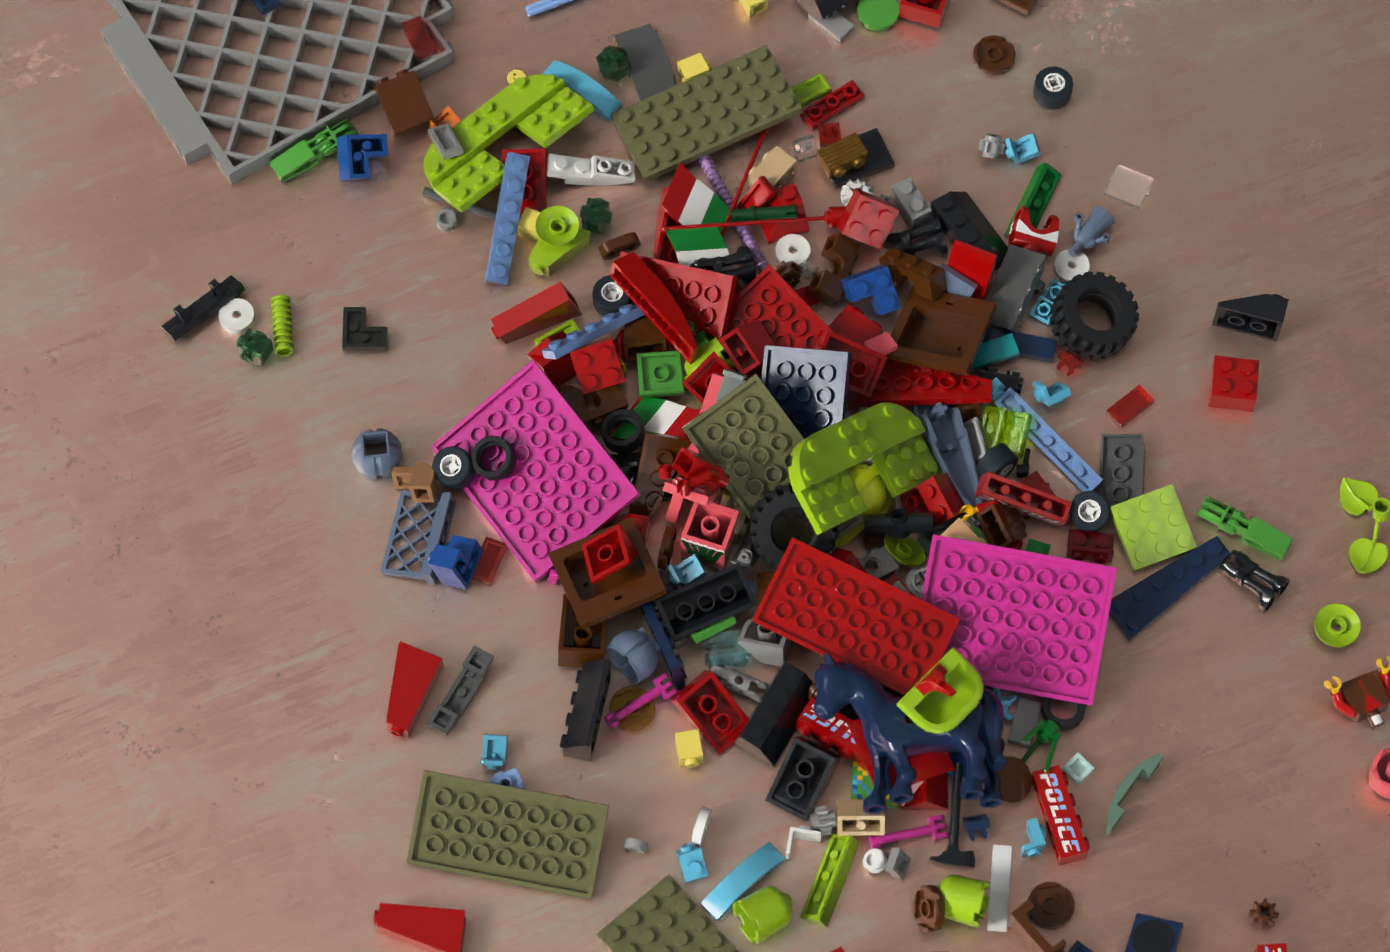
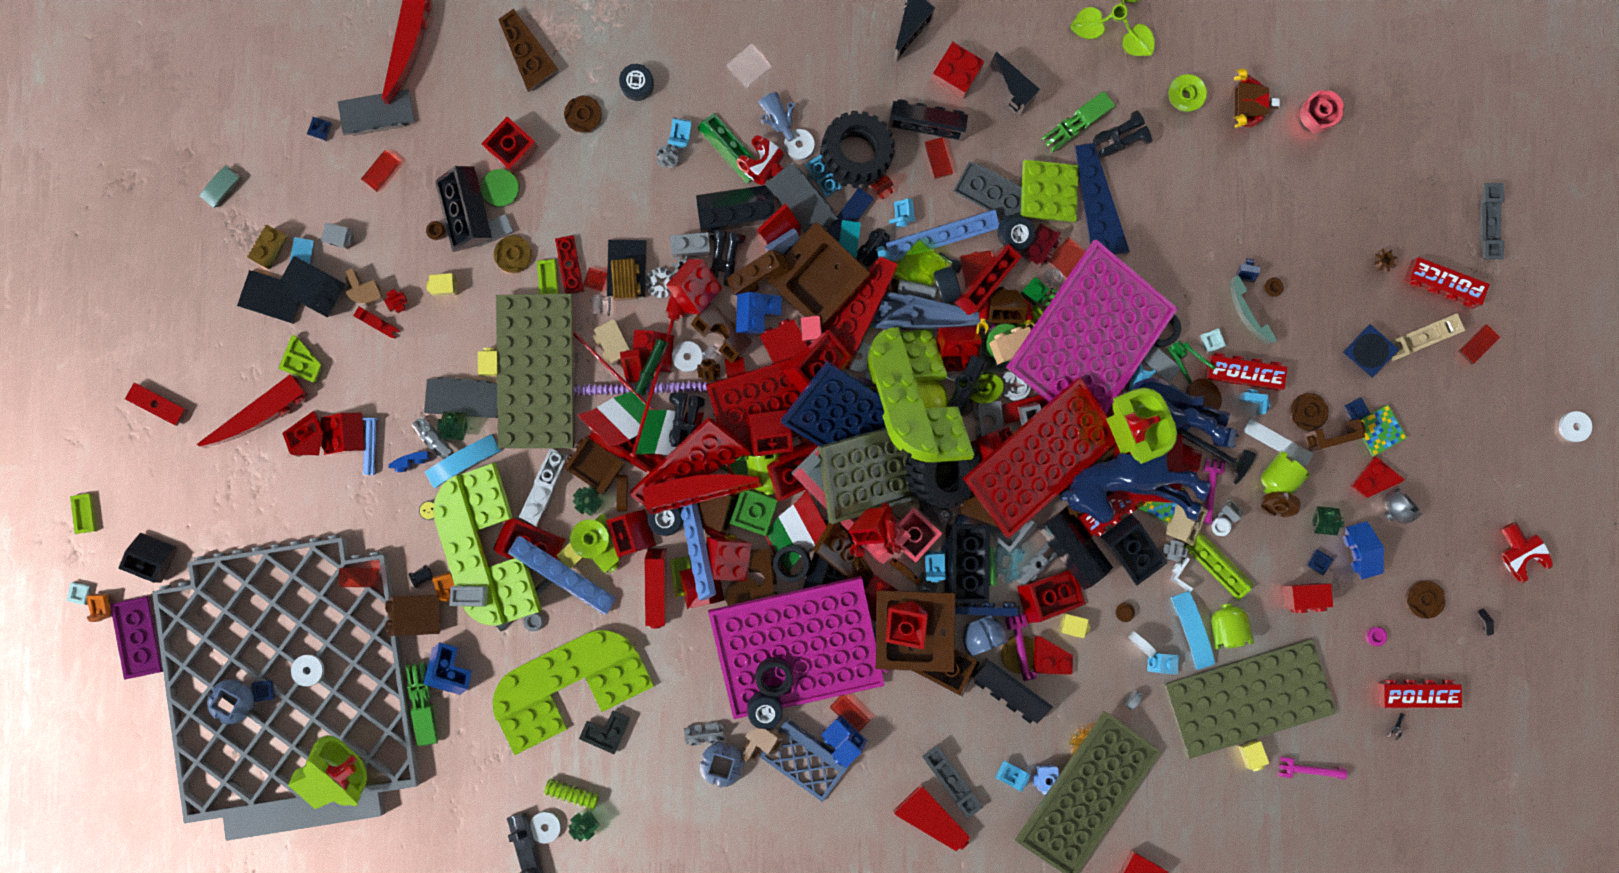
camera: 70 degrees left, 20 degrees up
(210, 83) = (330, 774): none -> lime piece
(301, 22) = (298, 670): none -> white piece
(367, 239) = (524, 695): none -> lime plate
(396, 418) = (695, 736): none -> light grey hinge
(445, 97) = (421, 576): none -> black bush
(558, 38) = (406, 461): none -> blue slope
(580, 267) = (631, 533): none -> red slope
(592, 48) = (431, 438): none -> light grey hinge
(636, 208) = (594, 465): none -> reddish brown panel
(641, 740) = (1051, 658): none -> red wing
(729, 798) = (1125, 612): none -> reddish brown plate
(816, 50) = (513, 254): none -> pearl gold tile
(1163, 375) = (928, 120): none -> black slope
(1171, 808) = (1273, 287): none -> reddish brown plate
(1173, 770) = (1248, 271): none -> dark blue tile
(1241, 448) = (1015, 87): none -> black slope

